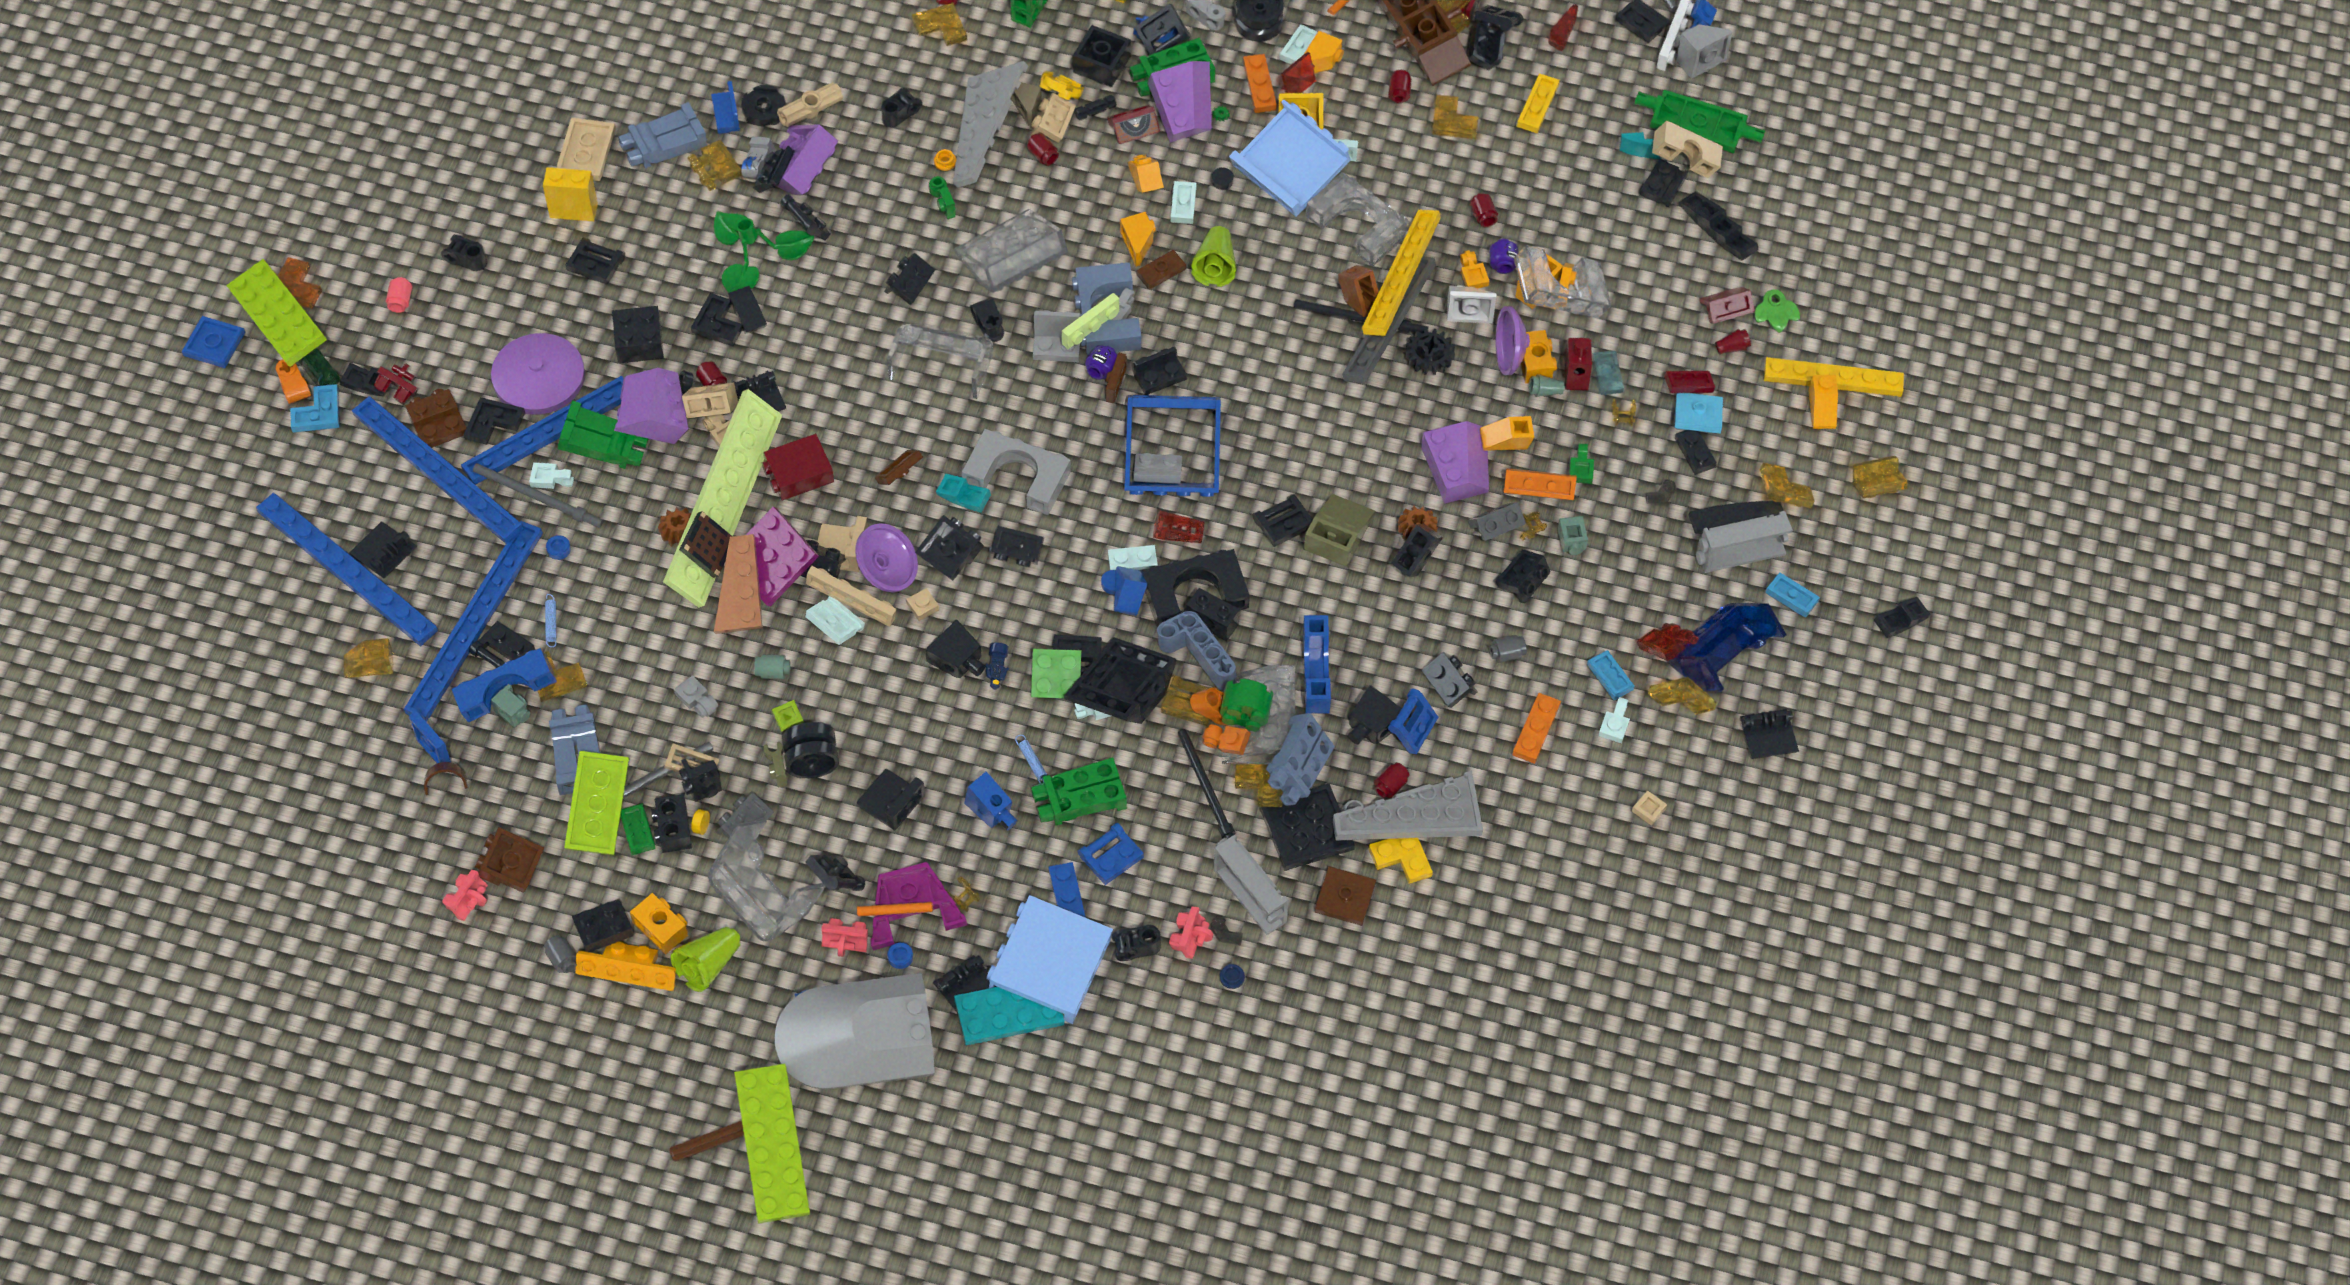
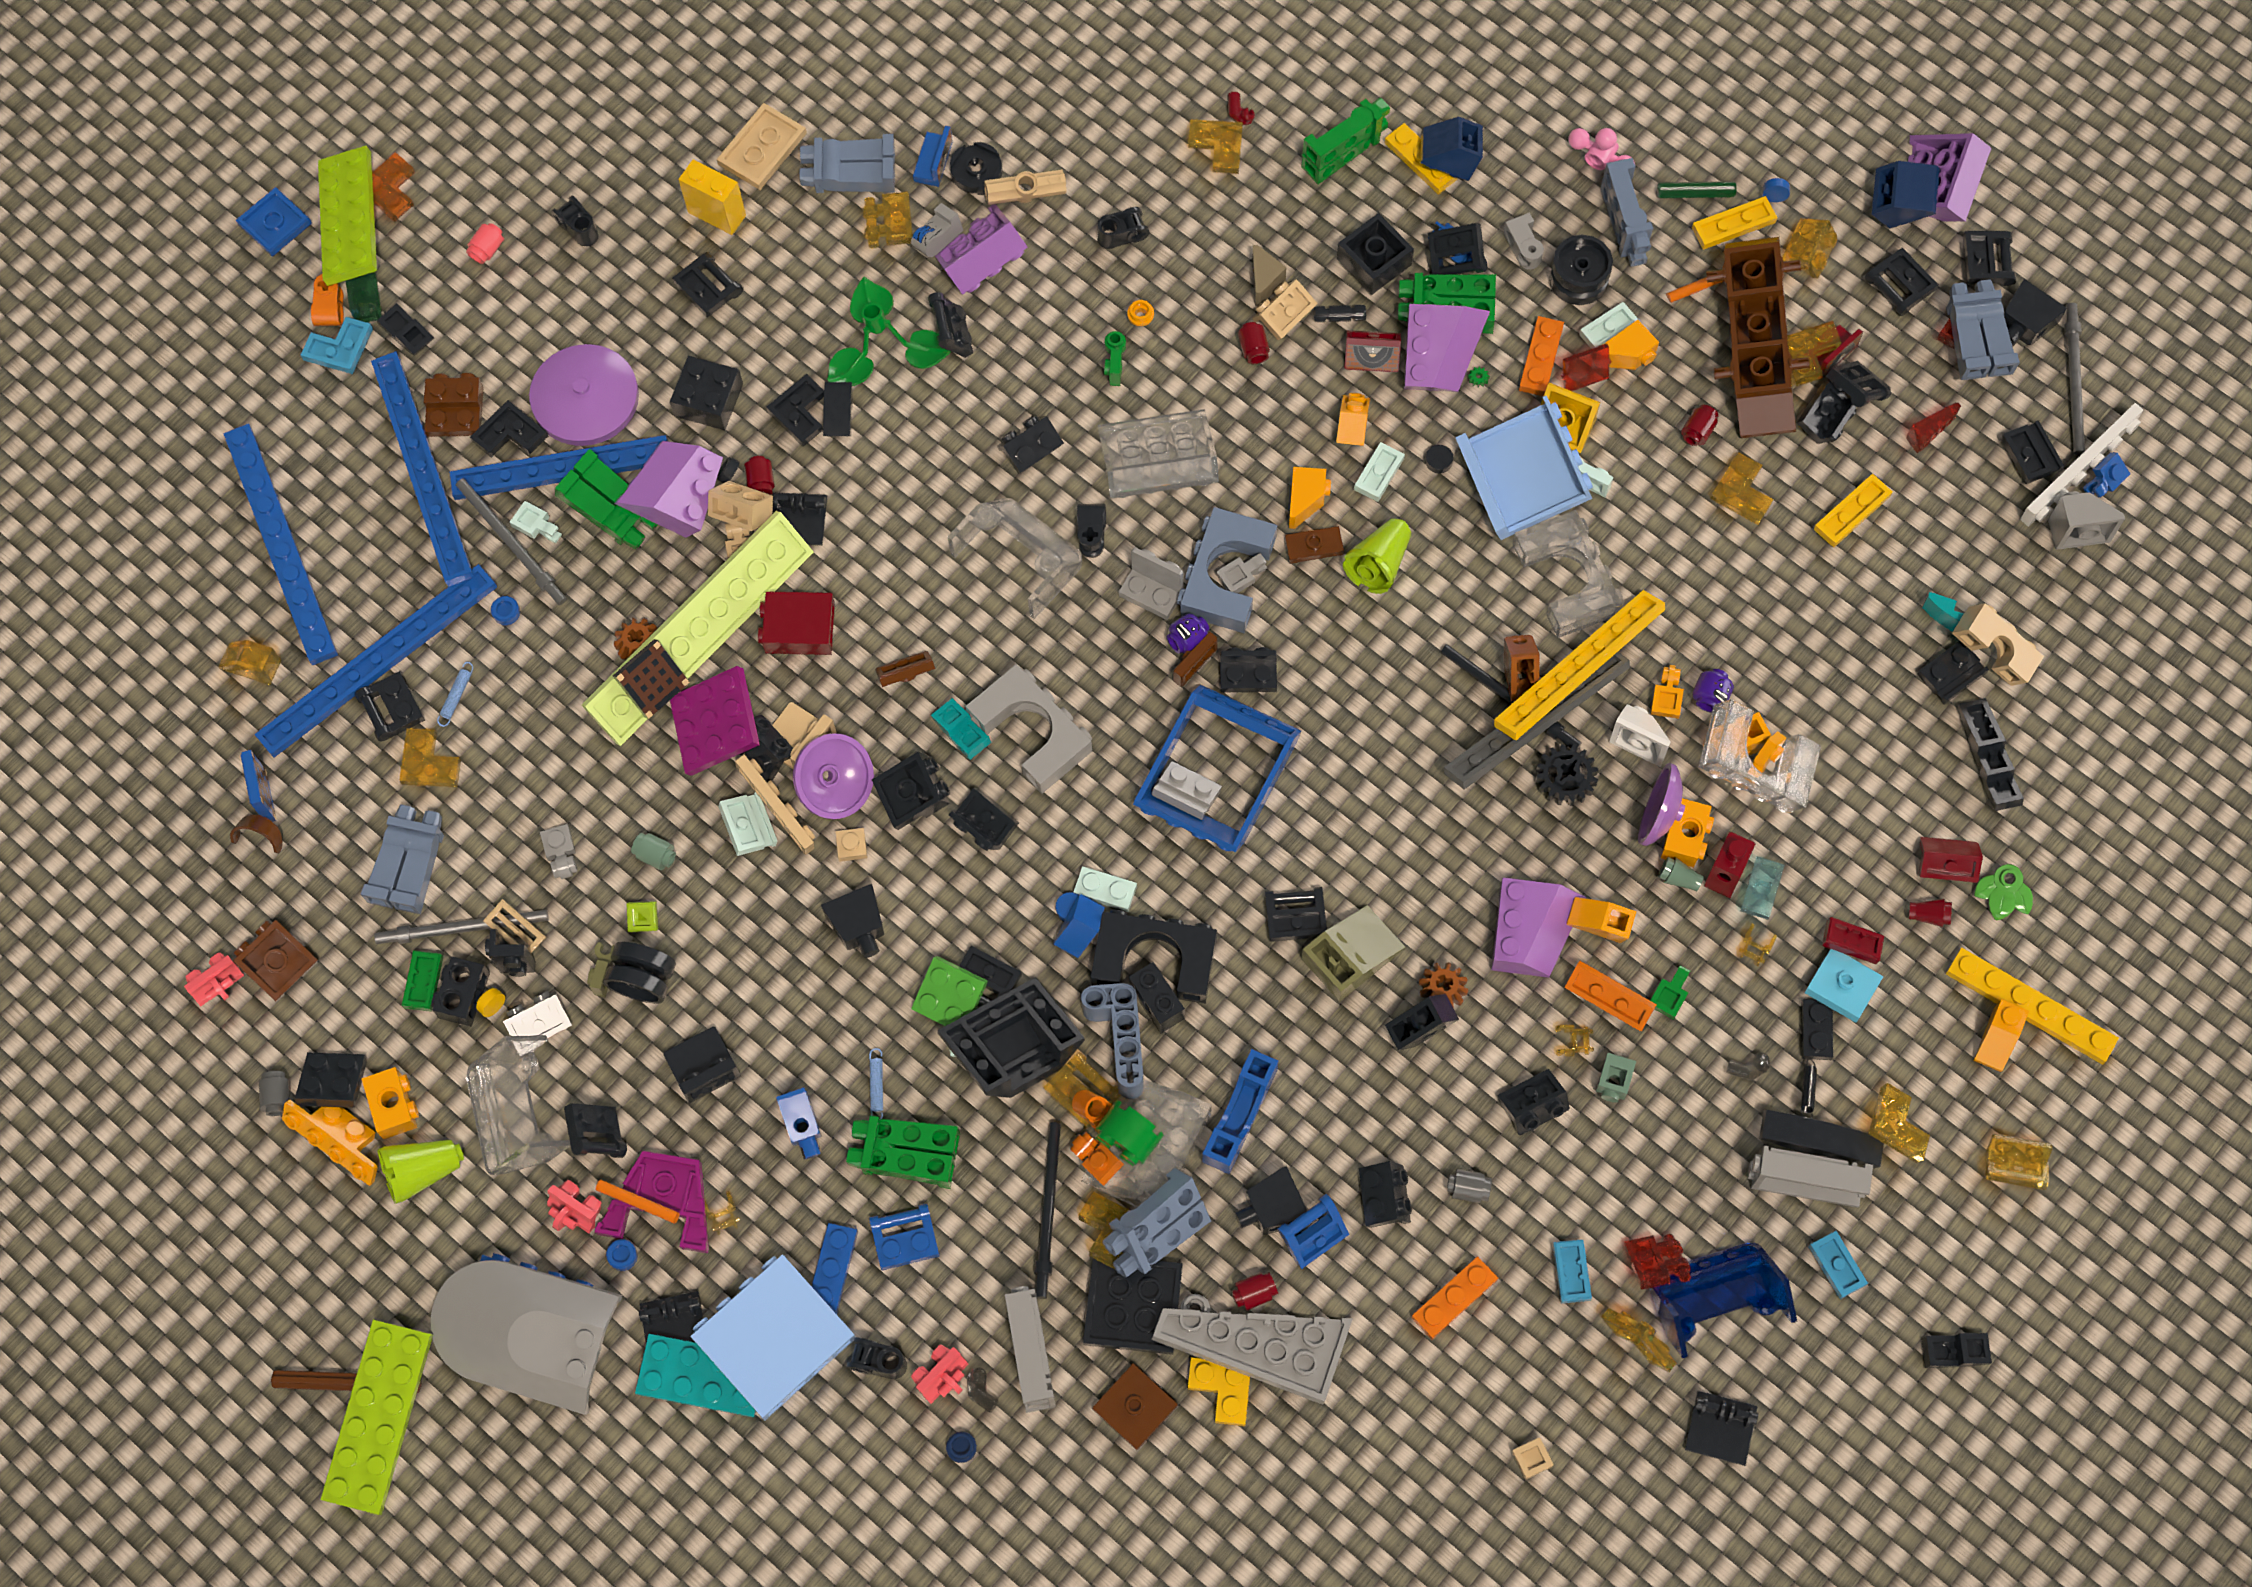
camera: 30 degrees right, 10 degrees up
(383, 549) = (326, 537): black hinge -> none
(405, 389) = (421, 339): dark red hips -> none
(510, 707) = (363, 779): sand green brick -> none
(529, 670) = (333, 752): blue arch -> none
(596, 803) = (390, 935): lime plate -> none
(740, 592) = (662, 747): nougat wing -> none
(774, 169) = (949, 247): black plate -> none
(983, 113) = (1205, 278): light grey wing -> none
(996, 671) = (890, 960): dark blue piece -> none
(1064, 85) = (1312, 274): yellow plate -> none
(1090, 321) = (1194, 583): yellowish green plate -> none
(1167, 533) = (1172, 859): clear red slope -> none
(1484, 210) = (1720, 621): dark red brick -> none
(1498, 520) = (1537, 1021): dark grey bracket -> none
(1615, 724) = (1546, 1334): light aqua plate -> none
(1702, 118) = (2035, 609): green plate -> none
(1711, 489) = (1809, 1089): none -> black piece

